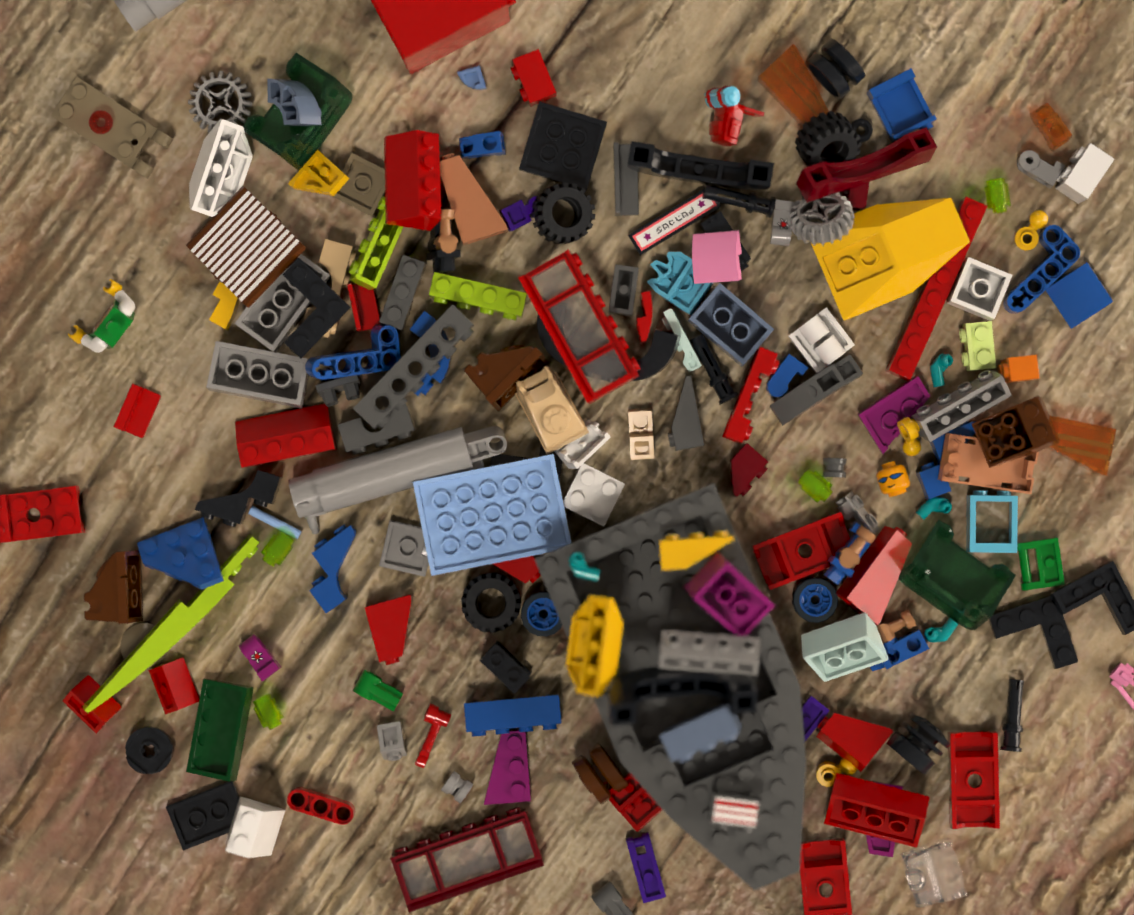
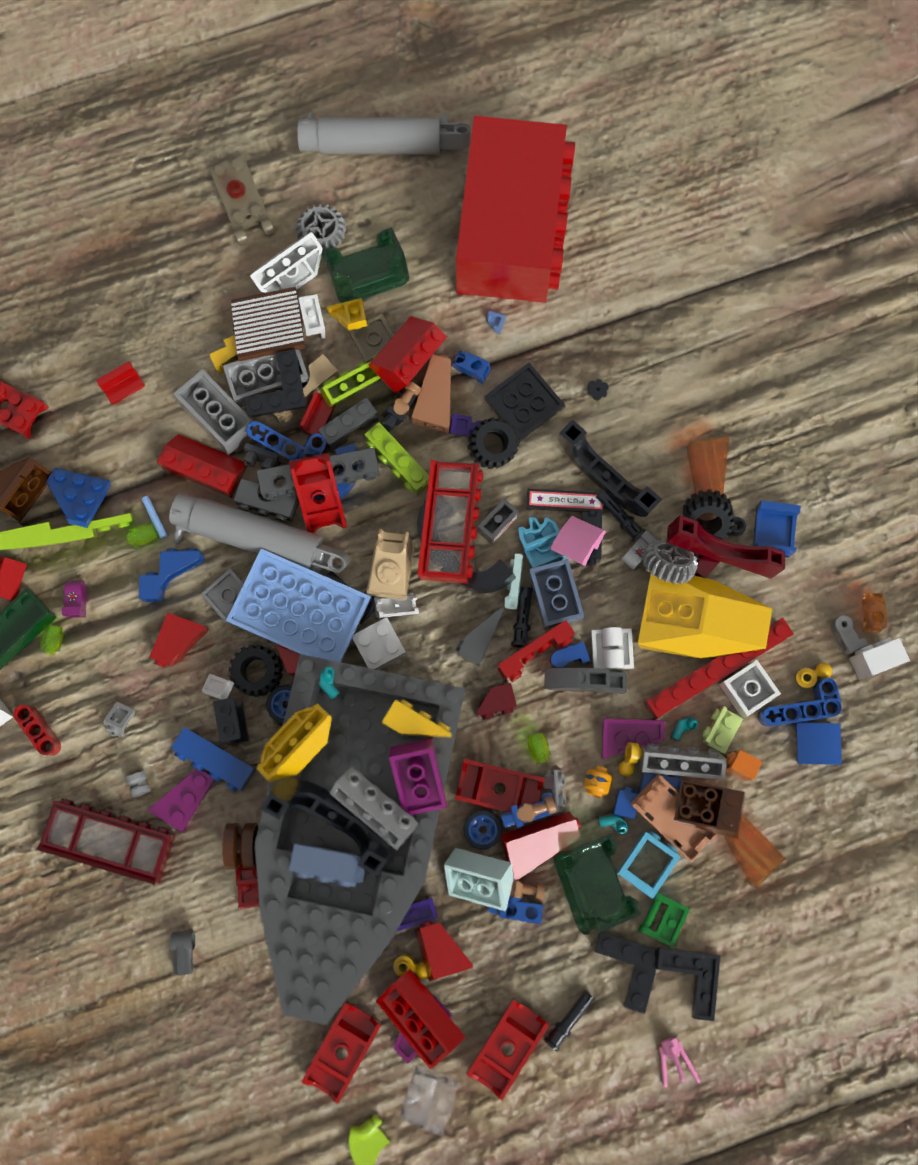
camera: 40 degrees right, 10 degrees down
(111, 325) = (145, 315): torso -> none
(235, 506) = (134, 488): black arch -> none
(283, 205) = (312, 315): none -> white panel
(294, 102) = (366, 255): sand blue brick -> none
(373, 688) = (133, 673): green piece -> none
(416, 378) = (314, 477): none -> red piece
(437, 719) = (161, 727): red brick -> none
(466, 644) = (217, 687): none -> white tile
(499, 372) = (372, 515): reddish brown piece -> none
(533, 77) = (536, 345): red brick -> none
(624, 182) = (547, 455): dark grey panel -> none
(631, 75) = (602, 387): none -> black plant
(641, 434) = (442, 628): tan slope -> none
(644, 323) = (498, 551): red slope -> none
(646, 868) = (225, 940): dark purple plate -> none
(727, 114) = (651, 452): red piece -> none
(734, 811) = (308, 942): brick -> none
(834, 467) = (561, 744): dark grey wheel -> none
(835, 68) = (747, 471): black wheel -> none
(918, 743) = (485, 990): black wheel -> none
(941, 634) = (556, 919): teal arm -> none
(997, 195) = (805, 633): clear neon green brick -> none

